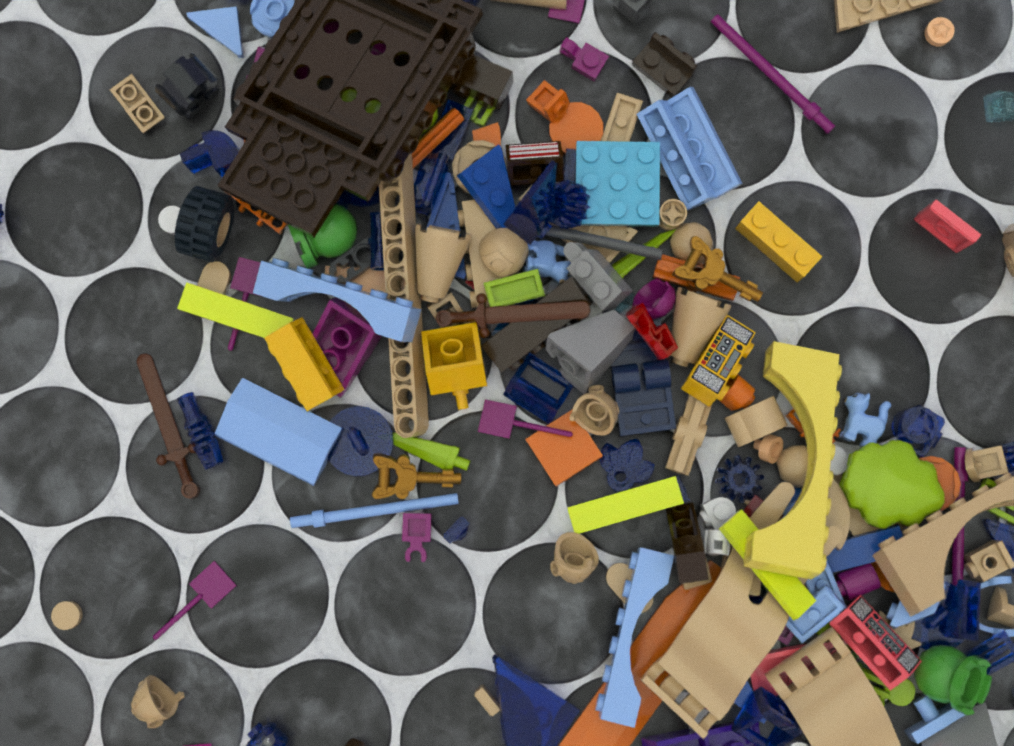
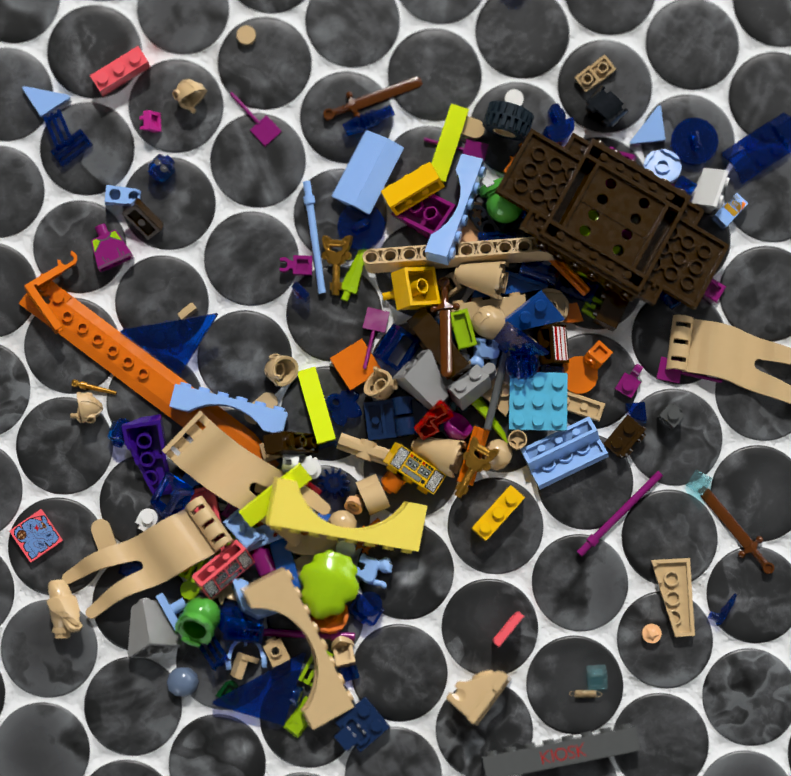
camera: 85 degrees right, 0 degrees up
(625, 49) = (637, 410): none -> clear blue tile

